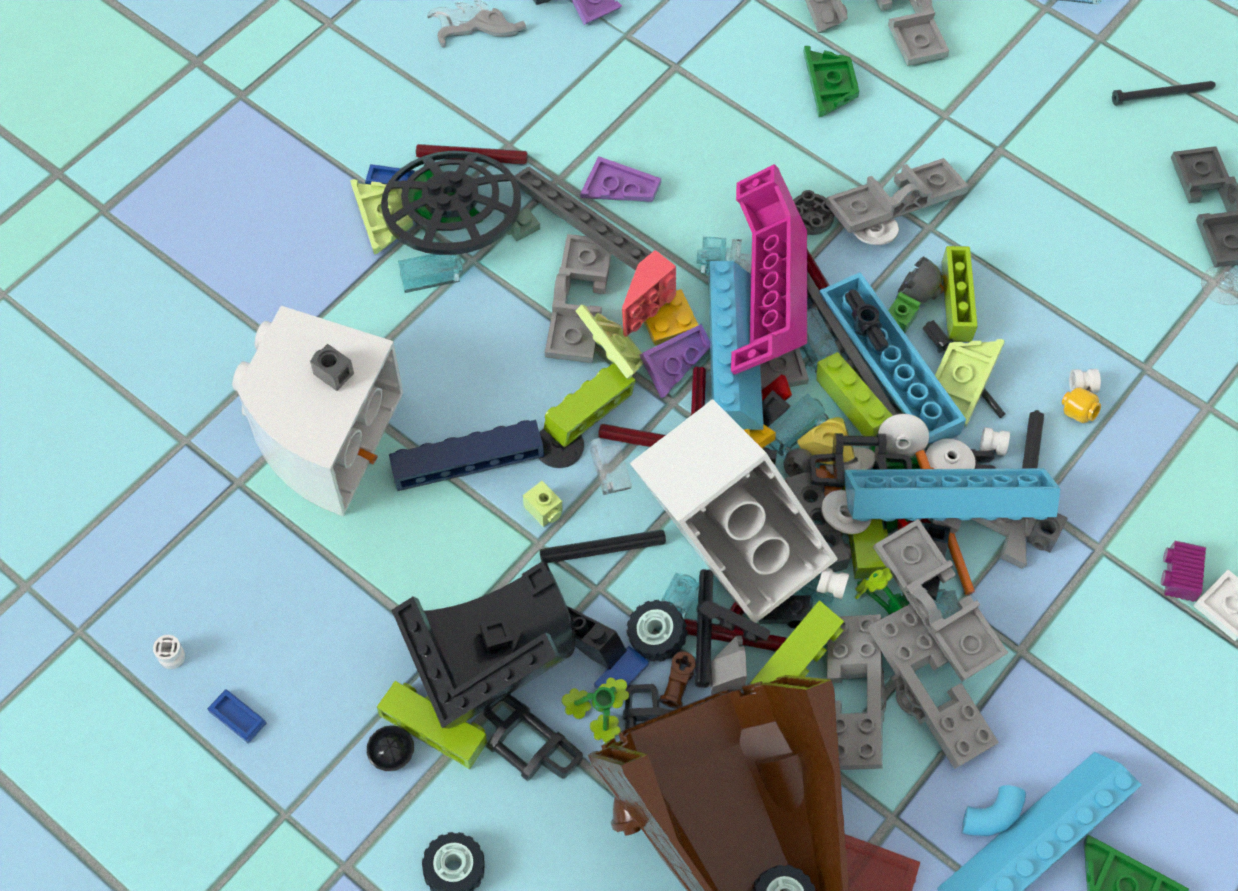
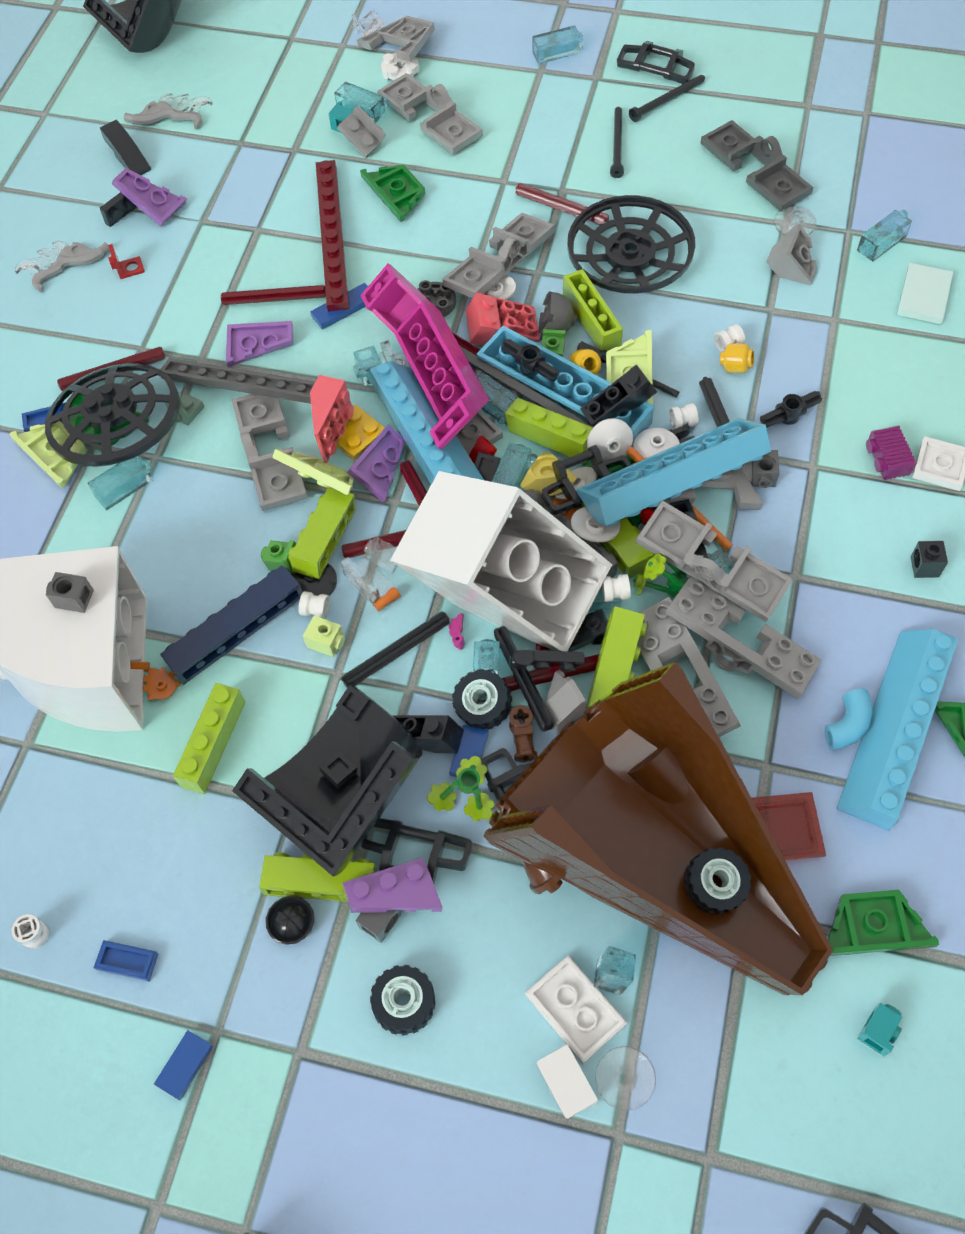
camera: 20 degrees left, 0 degrees up
(244, 829) = (183, 1065): none -> blue tile
(377, 480) = (159, 684): none -> orange piece
(397, 551) = (209, 738): none -> lime brick
(468, 783) = (378, 923): none -> dark grey brick
(495, 765) = (394, 888): none -> medium lavender wing
(527, 51) = (121, 266): none -> red bracket
(535, 407) = (277, 555): none -> bright green brick
(548, 470) = (314, 605): none -> white wheel
(625, 492) = (391, 595): none -> orange piece
(631, 446) = (380, 553): none -> clear bracket
(657, 142) = (270, 295): none -> dark red axle
(667, 552) = (455, 631): none -> dark pink piece
(715, 182) = (325, 318): none -> blue tile
(743, 104) = (332, 236): none -> dark red plate
(857, 253) = (488, 314): none -> coral slope
(925, 343) = (587, 359): none -> yellow head
(934, 396) = (620, 397): none -> black slope
(991, 165) = (557, 202): none -> axle
(1036, 231) = (634, 239): none -> black dish
(1066, 151) = (617, 168): none -> black bar
(1104, 489) = (791, 409): none -> black axle
(1161, 694) = (929, 559): none -> black brick
(1172, 27) = (647, 48): none -> black bar
(1198, 323) = (792, 258): none -> light grey slope

